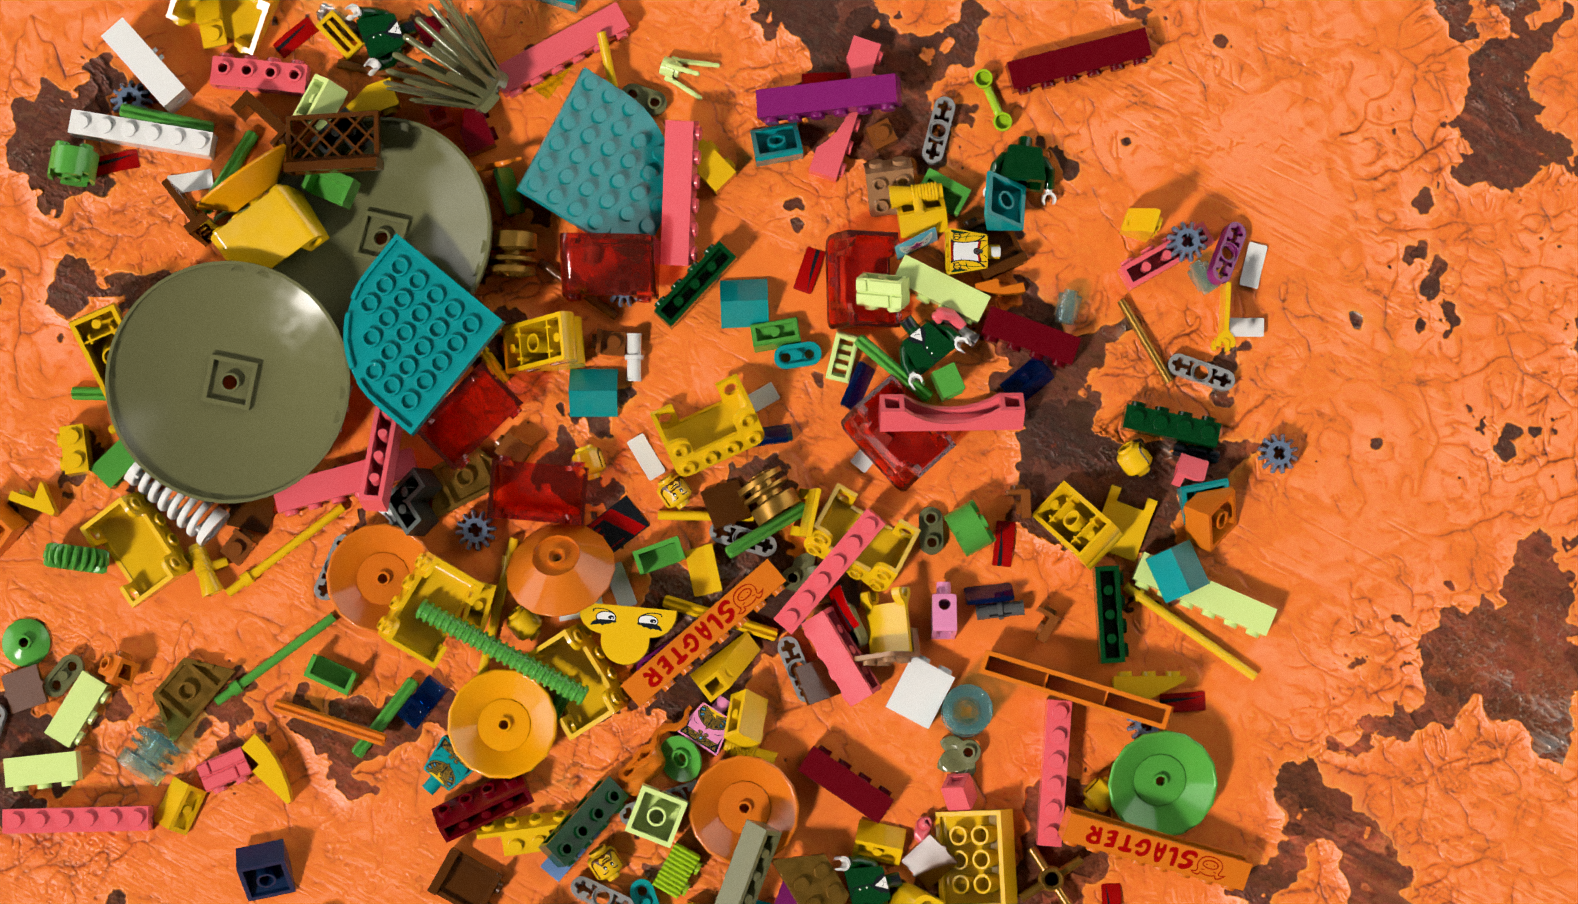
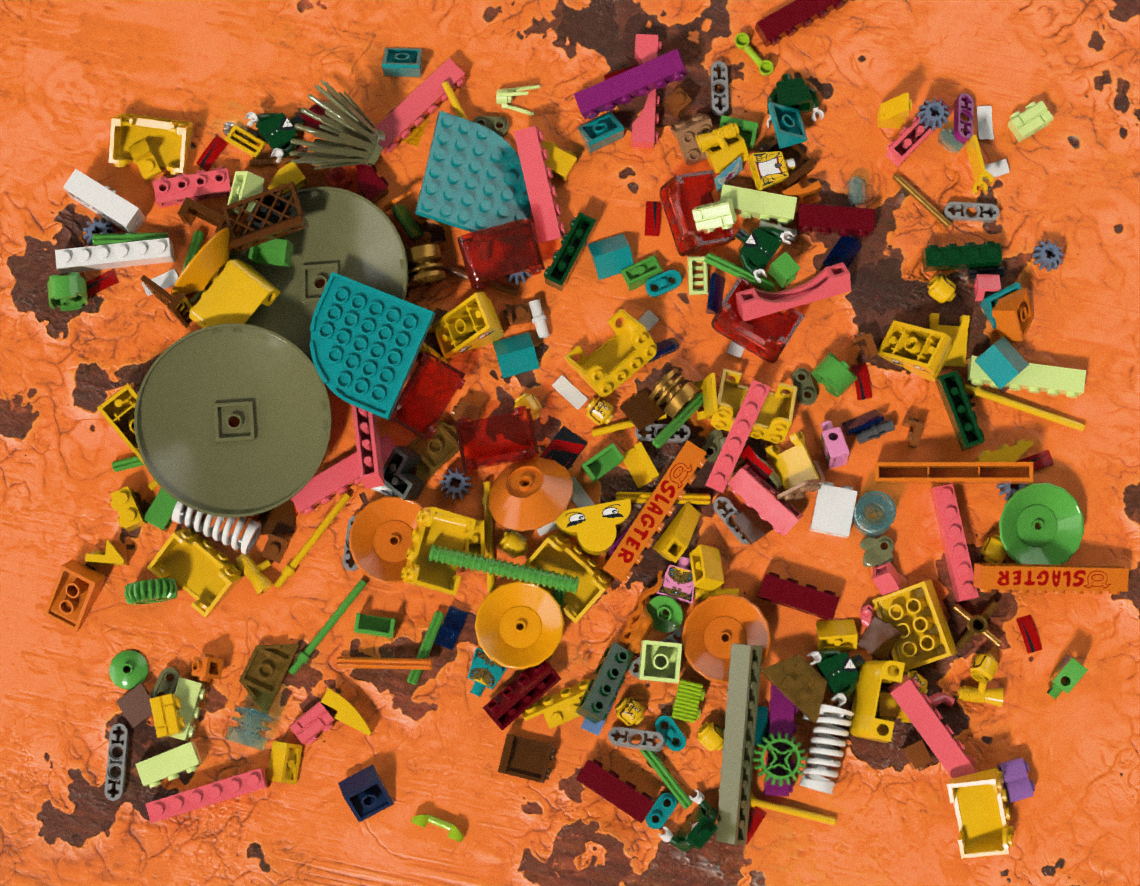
camera: 15 degrees left, 5 degrees down
(55, 713) = (167, 715): none -> yellow brick
(950, 315) = (771, 219): coral arm -> none
(1307, 280) = (1030, 121): none -> yellowish green brick

